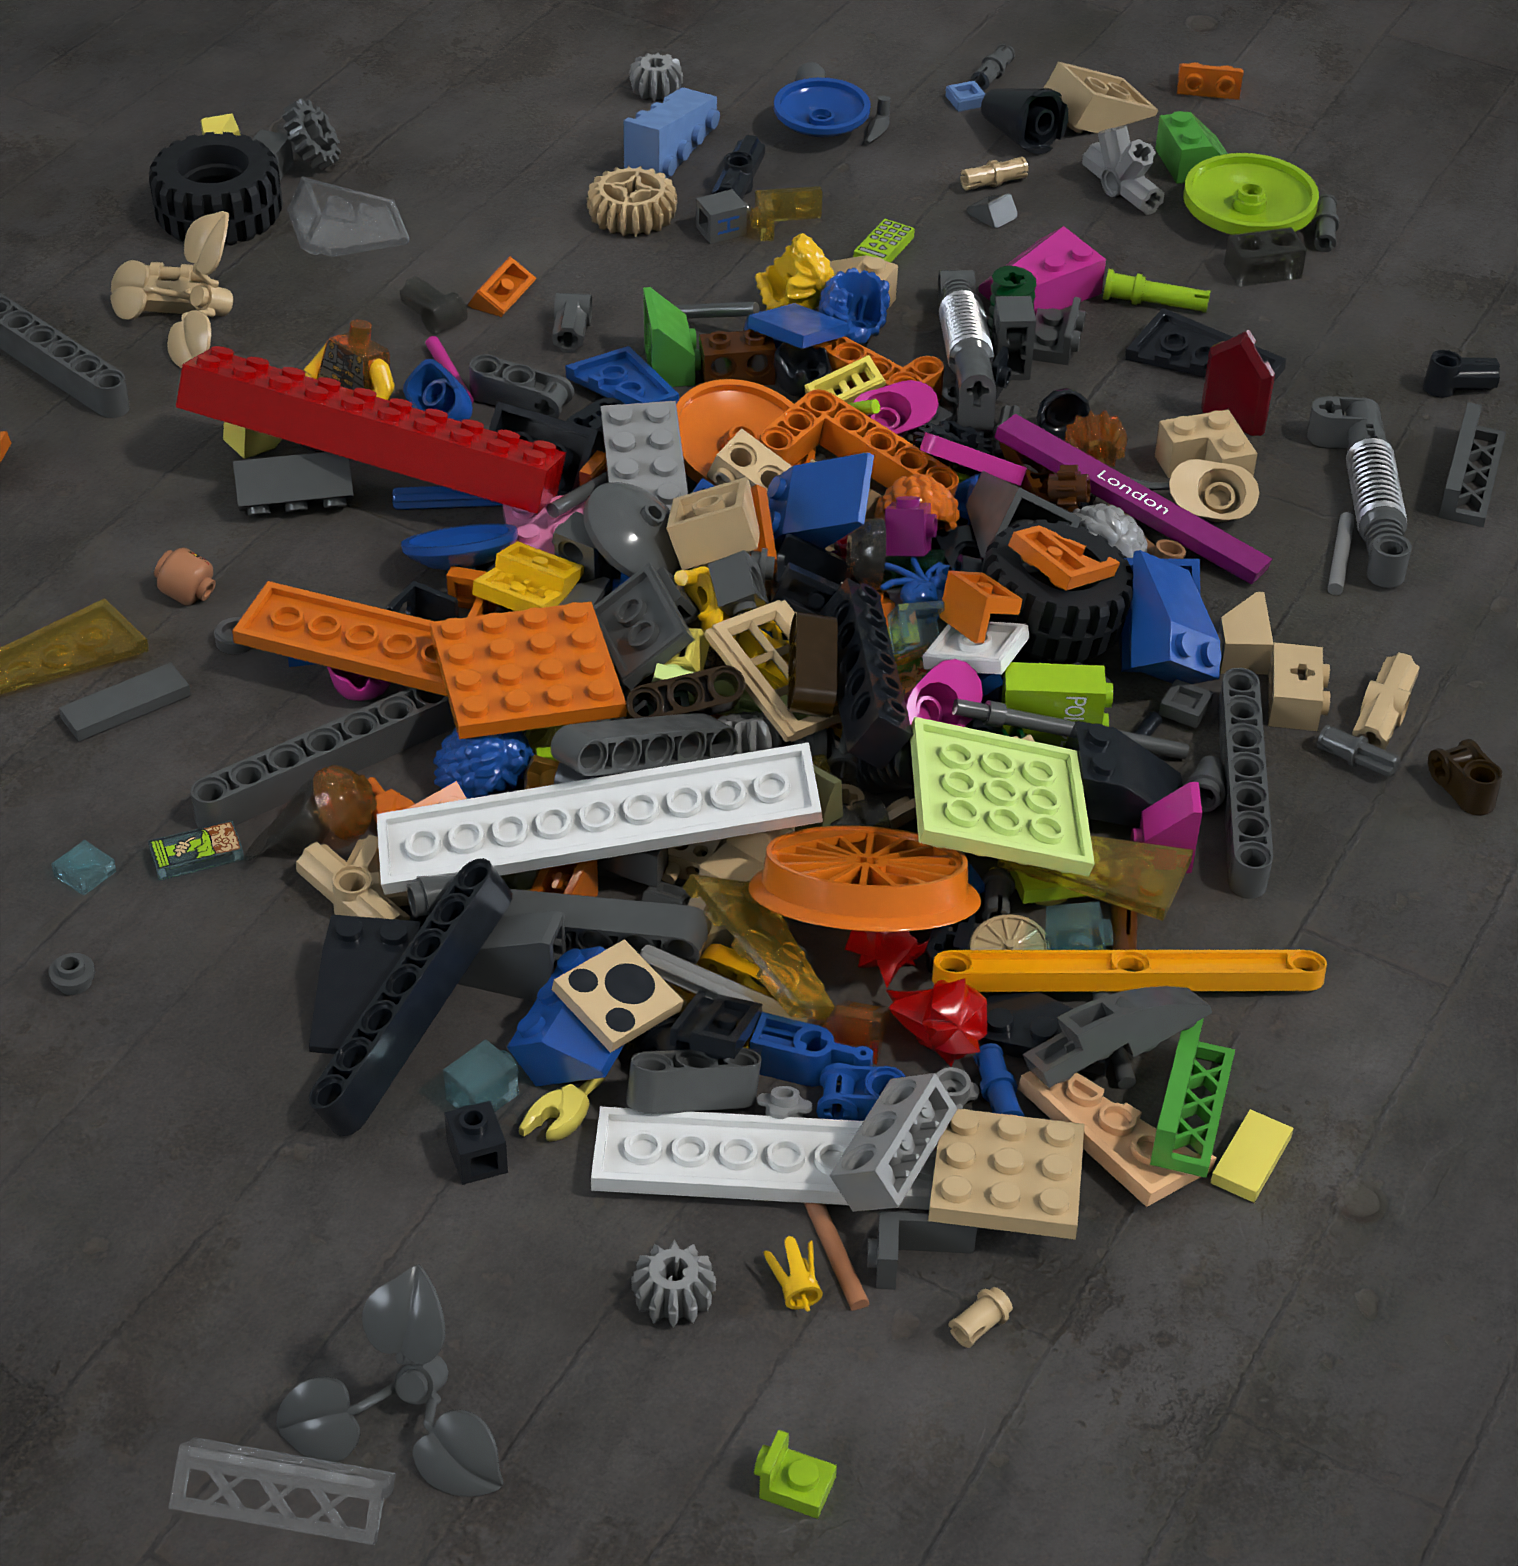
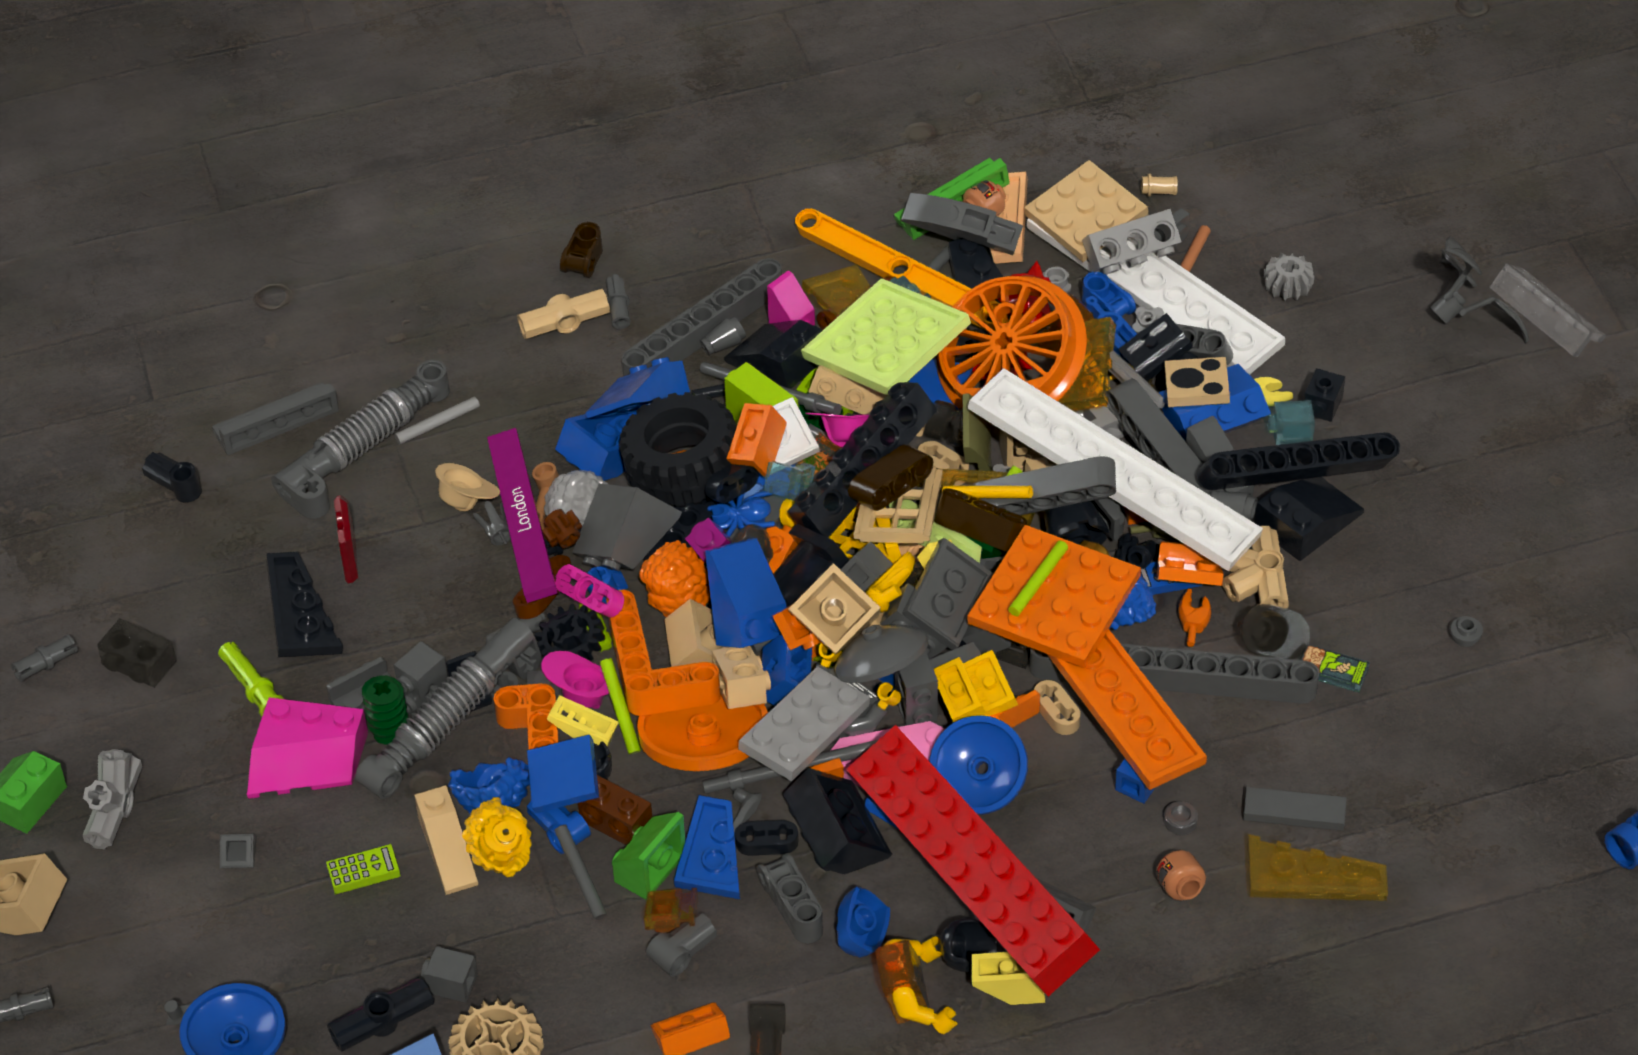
camera: 135 degrees left, 5 degrees up
(84, 867) = (1409, 700): clear light blue plate -> none
(344, 801) = (1226, 614): clear orange piece -> none
(426, 603) = (1044, 751): black bracket -> none
(441, 356) = (816, 966): dark pink bar -> none
(548, 646) = (1038, 578): none -> lime bar
(602, 319) = (669, 908): none -> clear orange plate
(700, 711) = (995, 491): none -> yellow piece
(783, 206) = (403, 960): clear yellow bracket -> none
(793, 1477) = (1311, 181): lime bracket -> none
(800, 1288) = (1228, 243): yellow piece -> none
(965, 95) = (80, 993): medium blue tile -> none
(994, 173) = (191, 877): tan pin -> none
(997, 1083) = (1041, 254): blue pin -> none
(1030, 113) = (96, 906): black cone -> none
(1060, 558) = (684, 415): orange wing -> none
(1061, 409) = (468, 611): black hair -> none
(1098, 437) = (481, 571): clear orange gear -> none
(1134, 1090) = (986, 195): none -> nougat head
(1204, 437) = (414, 525): tan brick -> none
(1246, 636) = (575, 395): tan slope -> none
(1250, 193) = (66, 702): lime dish -> none
(1251, 1155) = (940, 172): light yellow tile -> none
(1297, 687) = (596, 351): tan brick -> none

